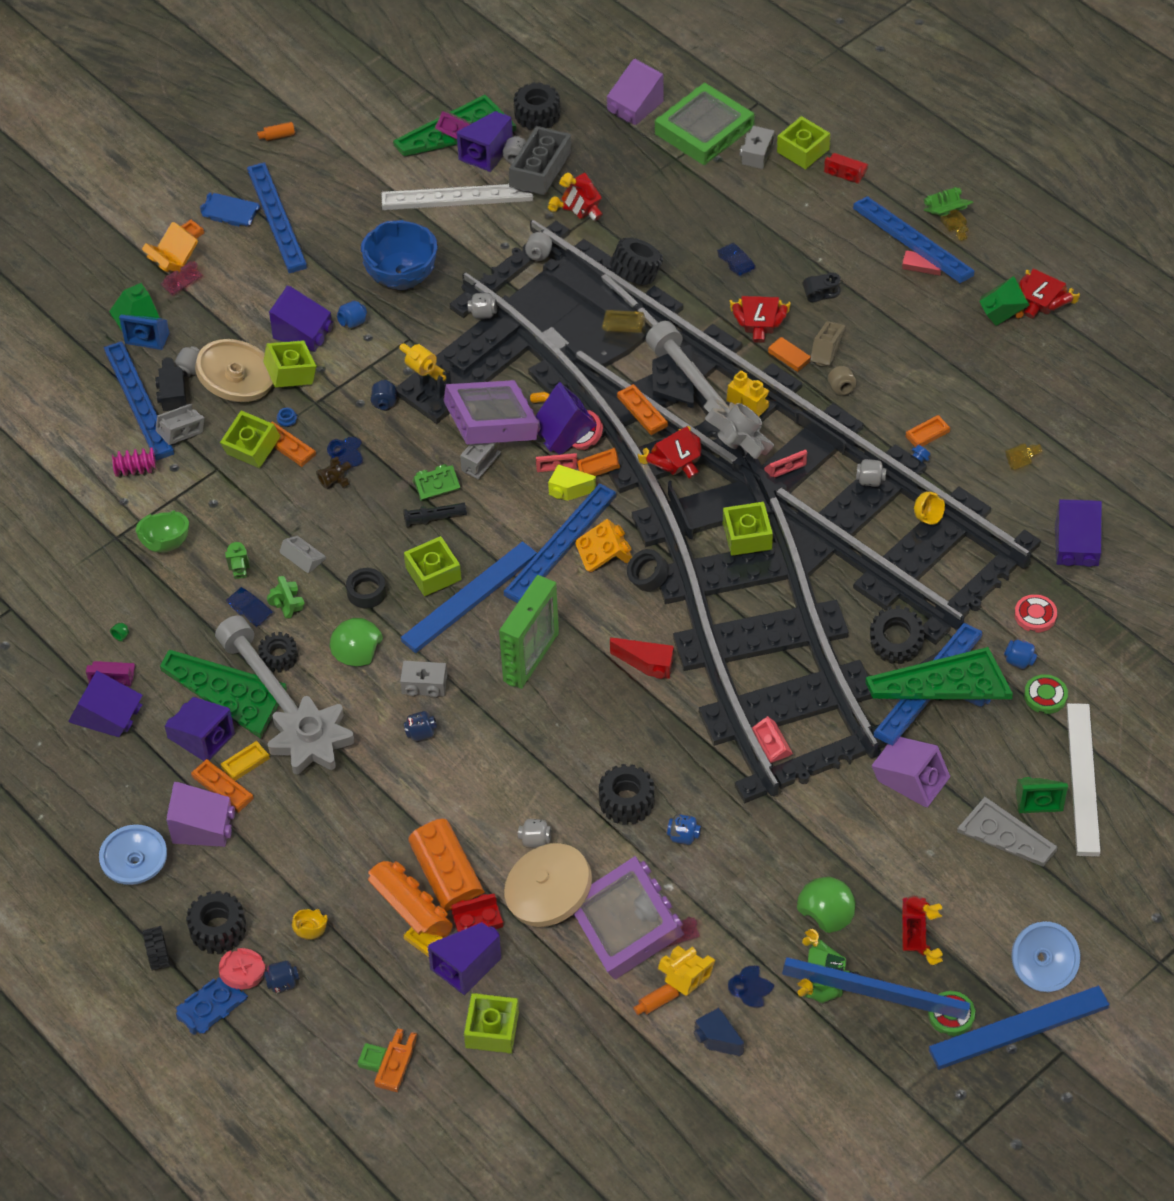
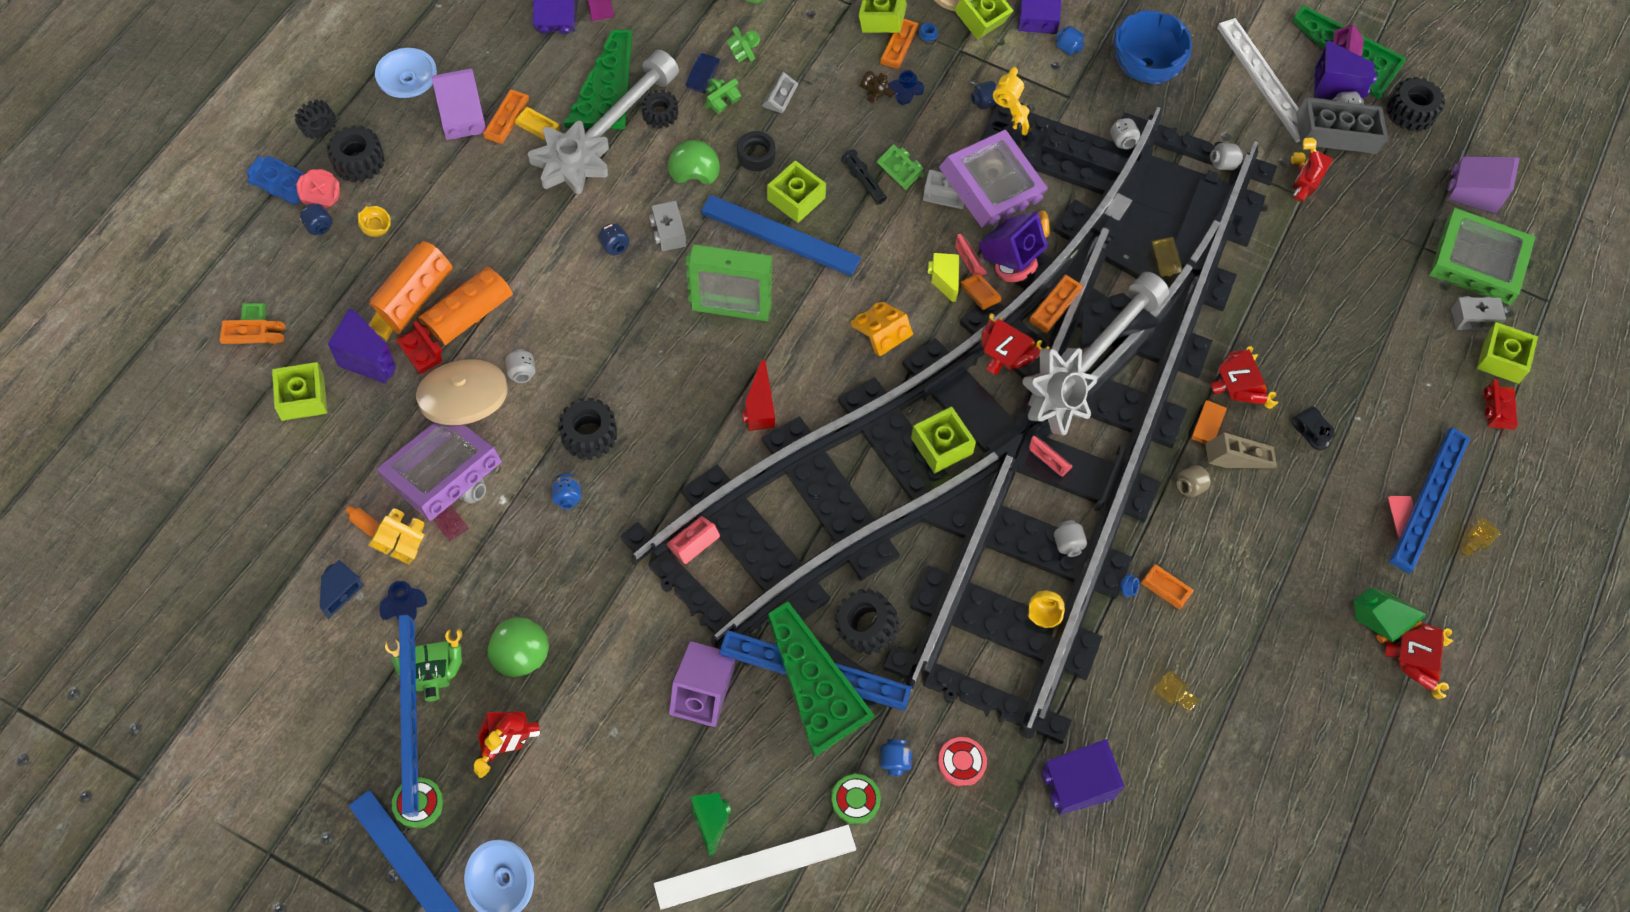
camera: 65 degrees right, 10 degrees up
(201, 727) = (553, 78): dark purple slope -> none
(561, 541) = (874, 290): blue tile -> none
(636, 261) = (1252, 245): black tyre -> none
(637, 562) = (863, 379): black tyre -> none
(736, 258) = (1311, 337): clear blue slope -> none
(748, 393) = (1121, 393): yellow hips -> none
(947, 201) = (1506, 529): bright green hinge -> none
(1003, 831) = (657, 797): light grey wing -> none

